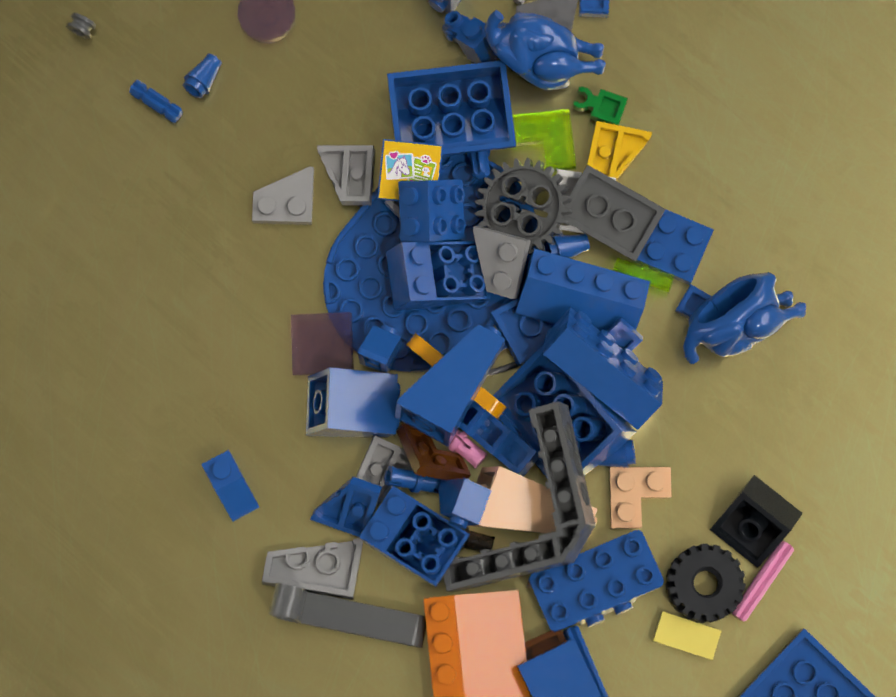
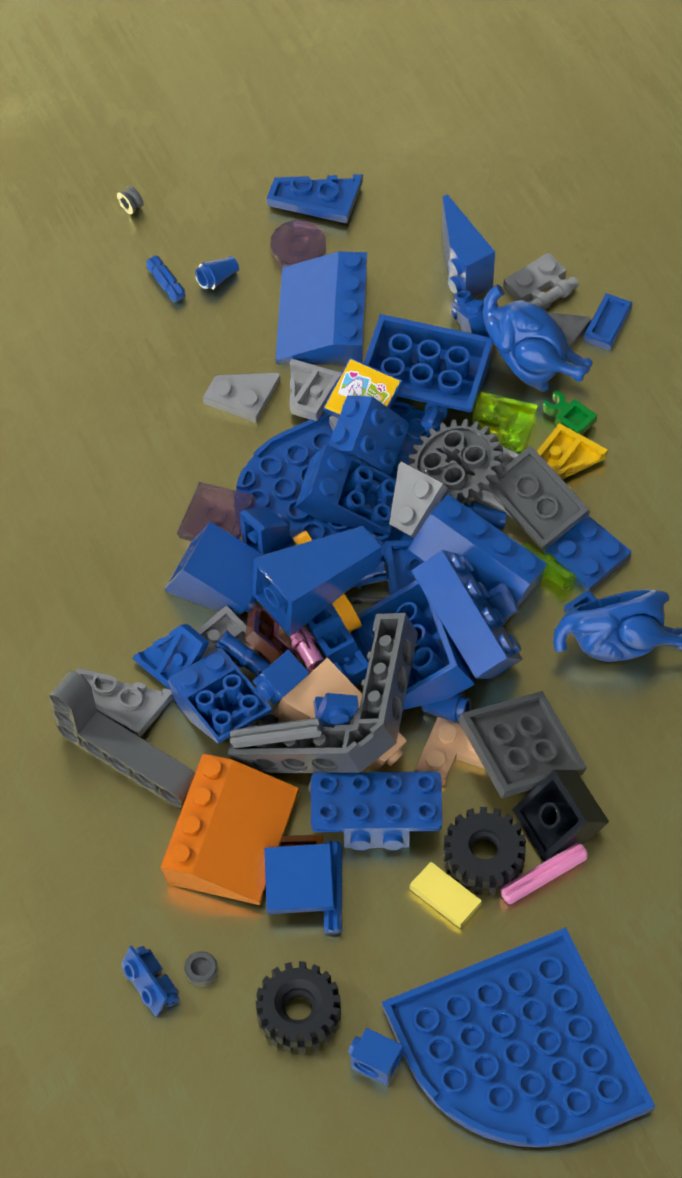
camera: 25 degrees right, 20 degrees down
(230, 485) = (73, 600): blue slope -> none
(323, 80) = (323, 310): none -> slope
(487, 561) = (276, 732): none -> axle
(530, 520) = (335, 709): none -> blue bracket
(697, 468) = (520, 742): none -> dark grey plate

